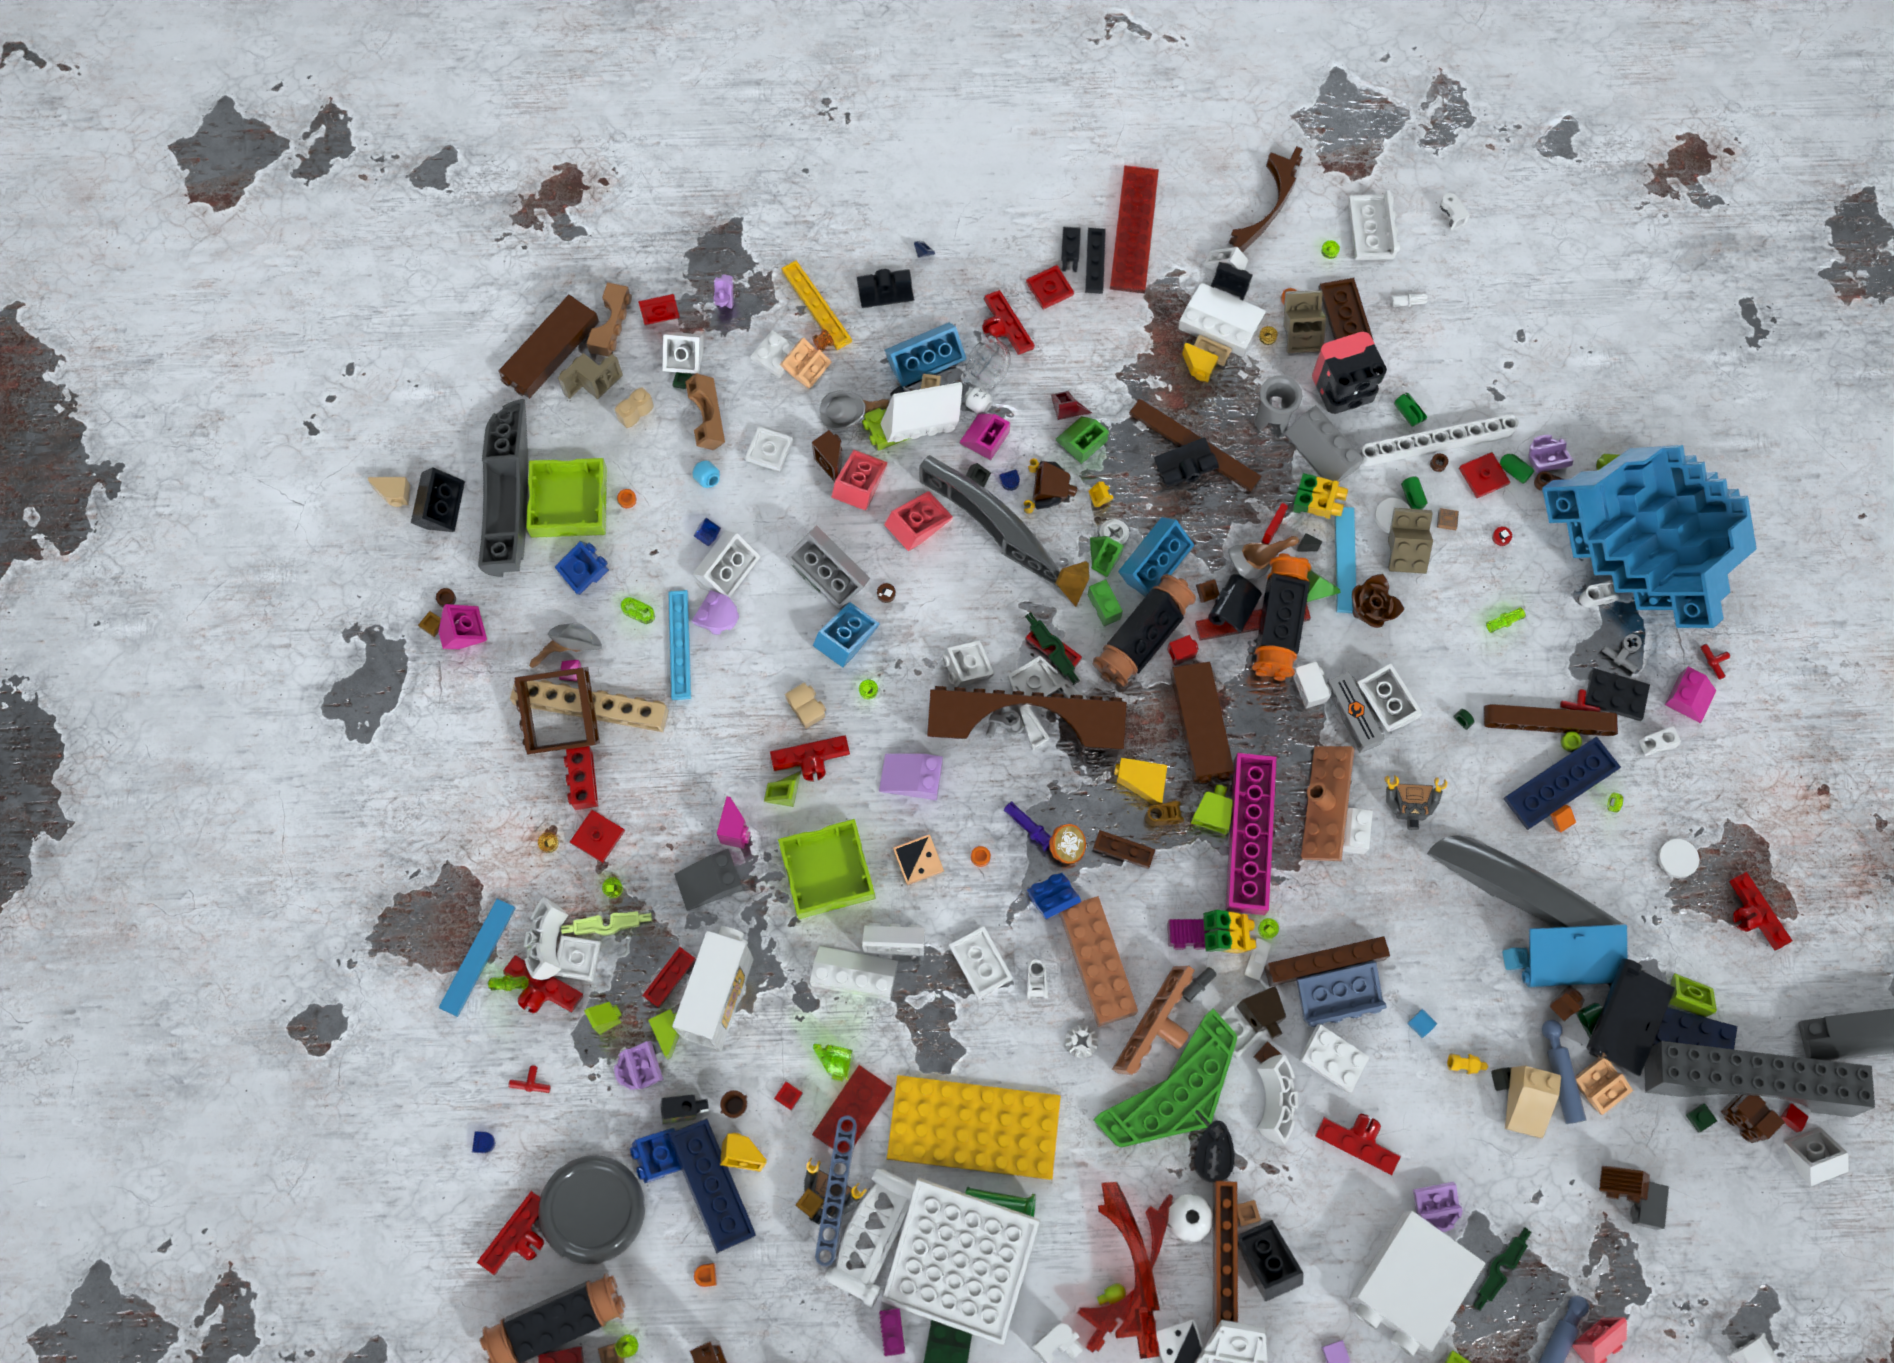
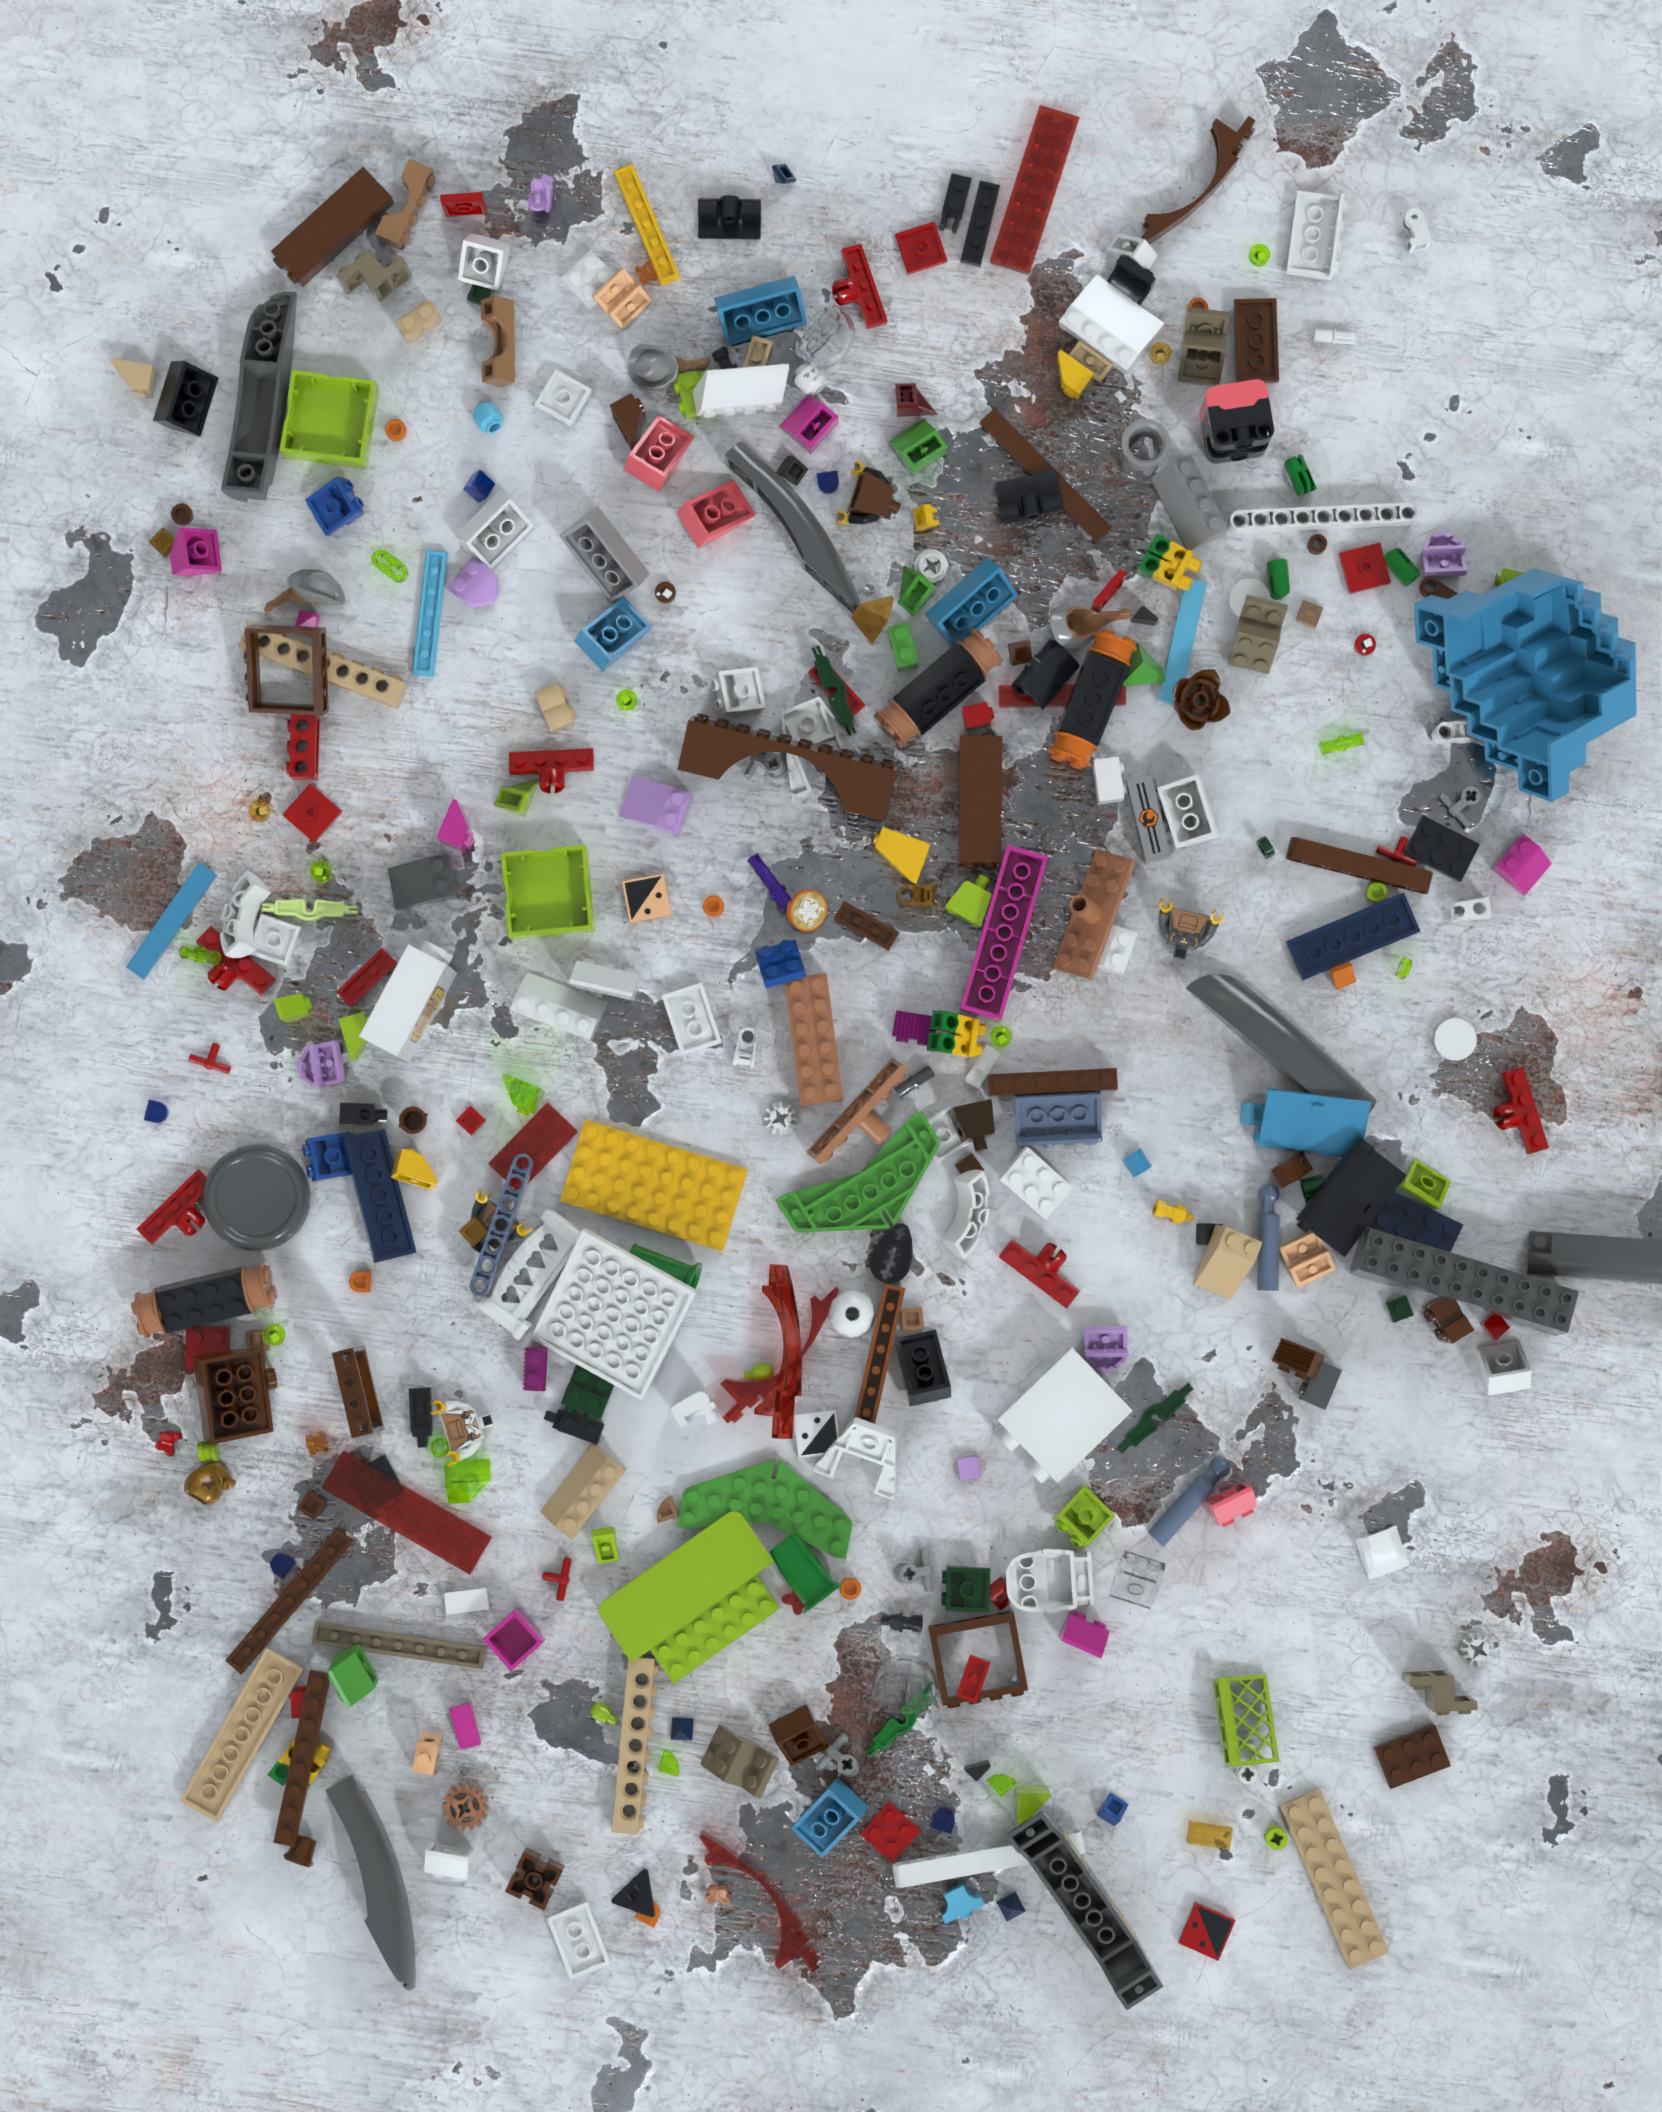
camera: 15 degrees right, 15 degrees up
(1714, 661) = (1558, 830): red piece -> none

